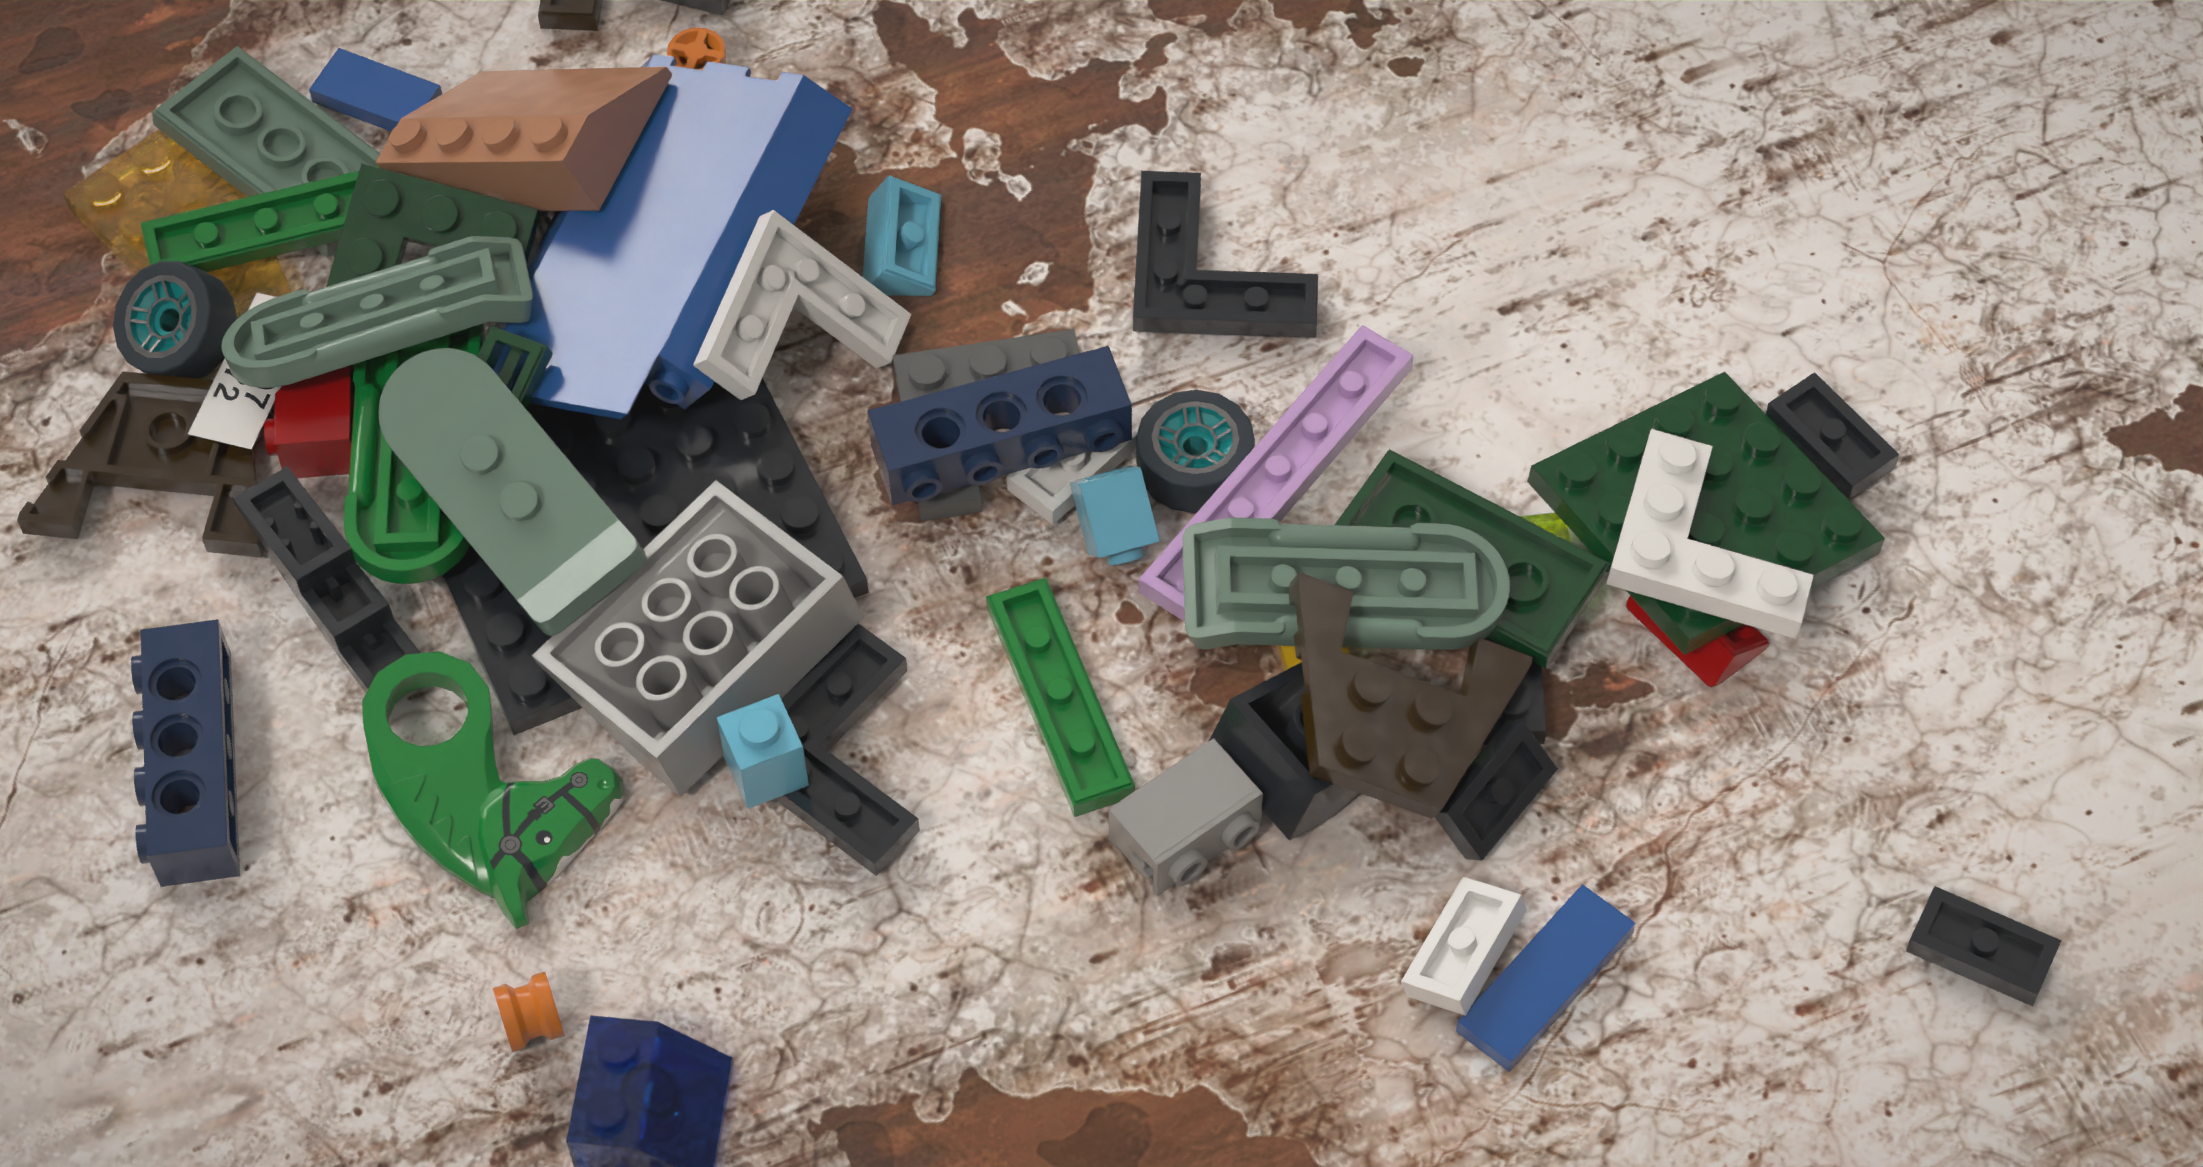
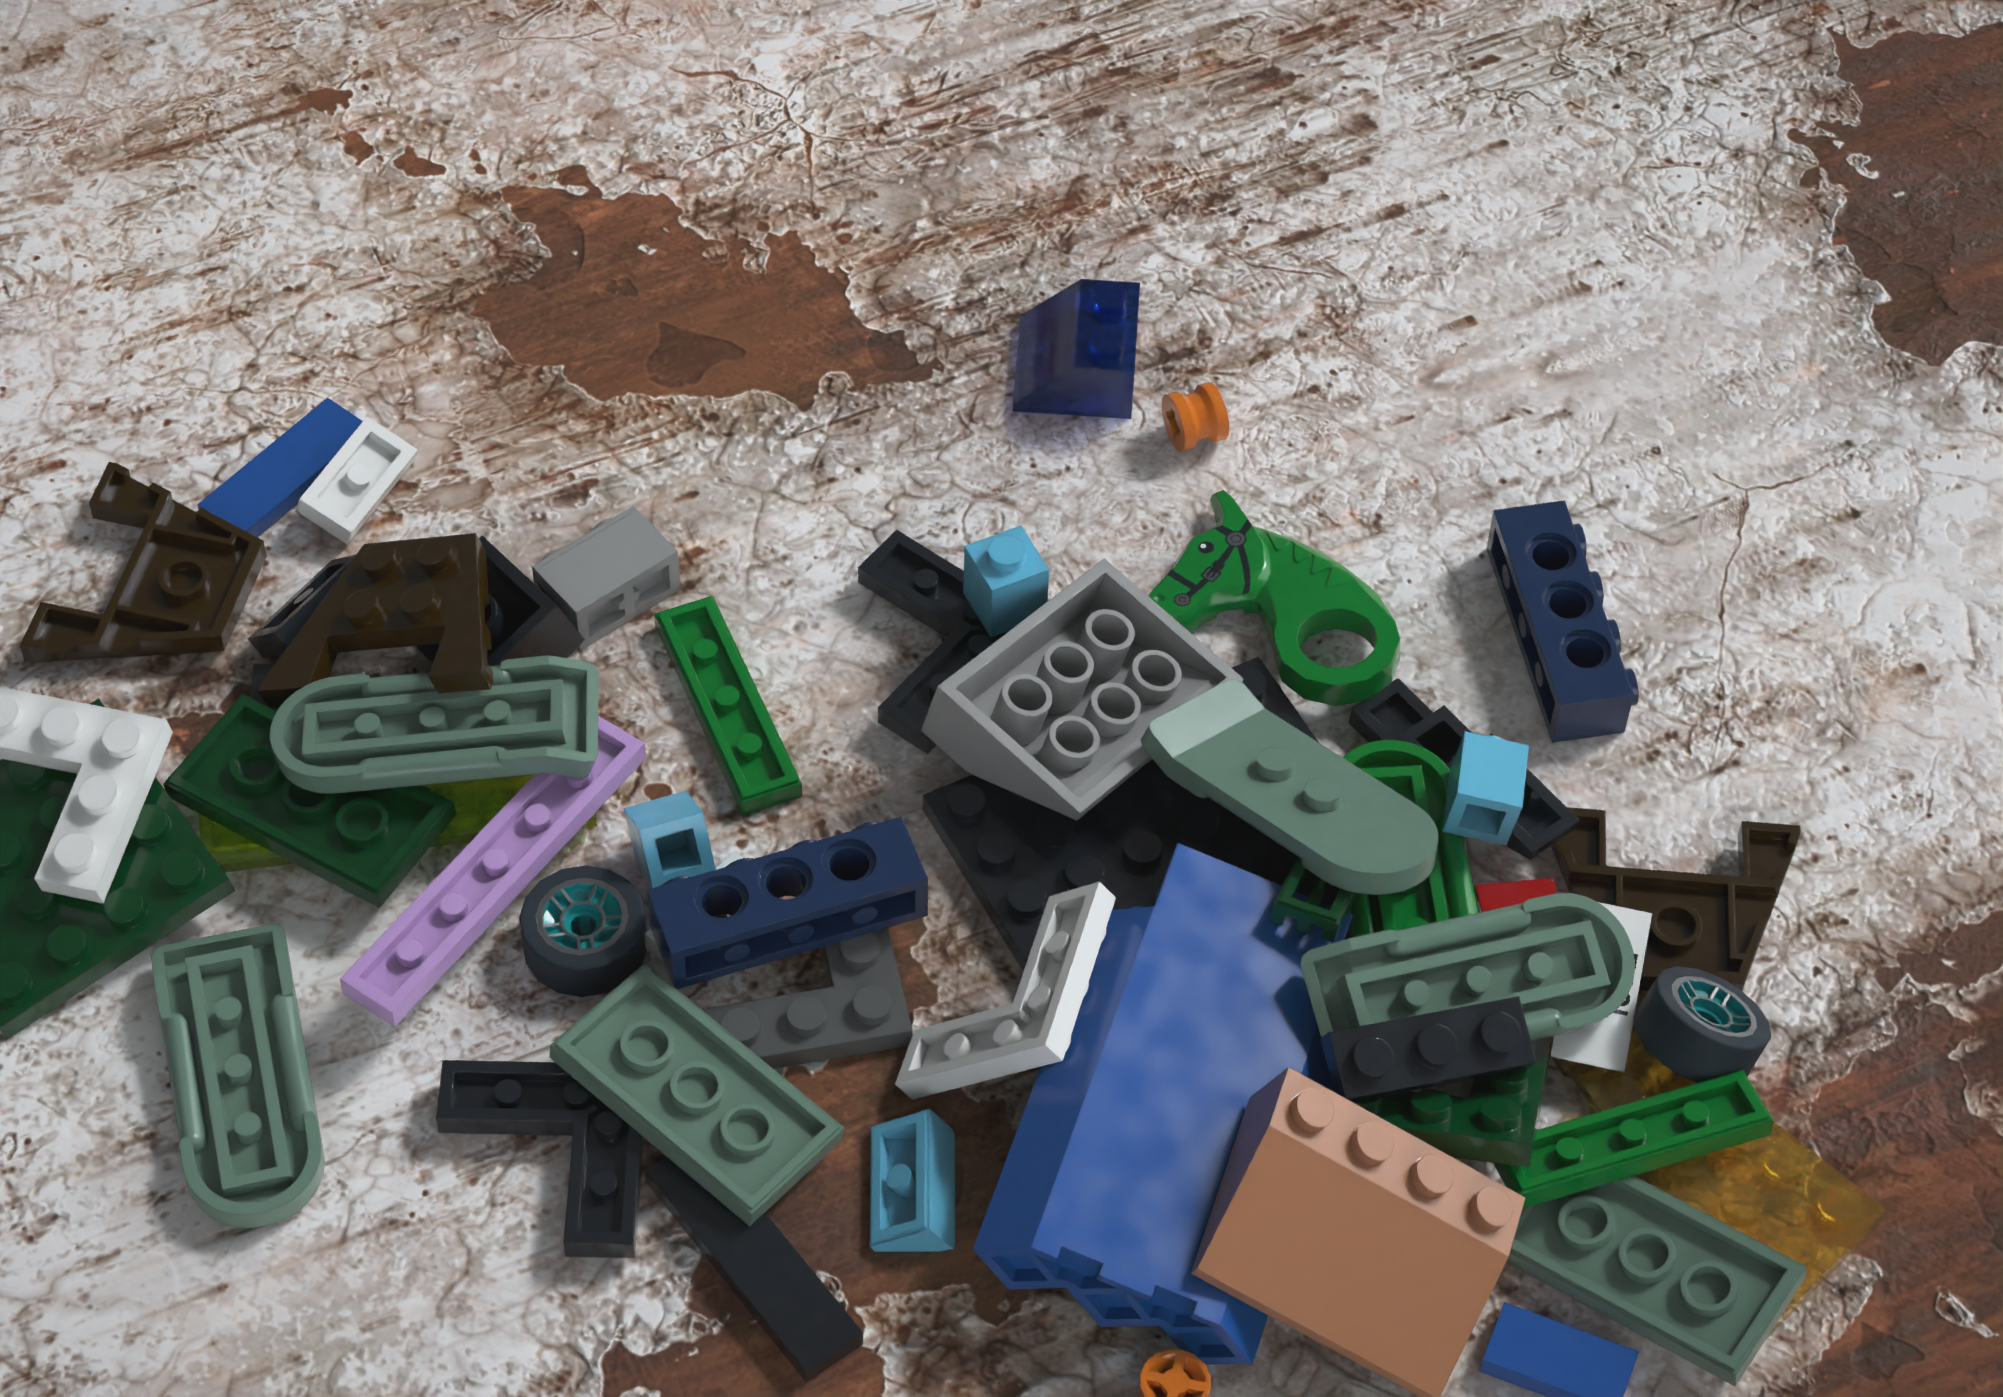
camera: 175 degrees right, 5 degrees down
(319, 485) = (1485, 788): none -> medium azure brick
(431, 240) = (1428, 1050): none -> black plate
(1042, 184) = (762, 1272): none -> black tile
(1088, 284) = (697, 1093): none -> sand green tile
(1501, 336) = (239, 1075): none -> sand green piece
(1637, 827) = (175, 592): none -> dark brown wing

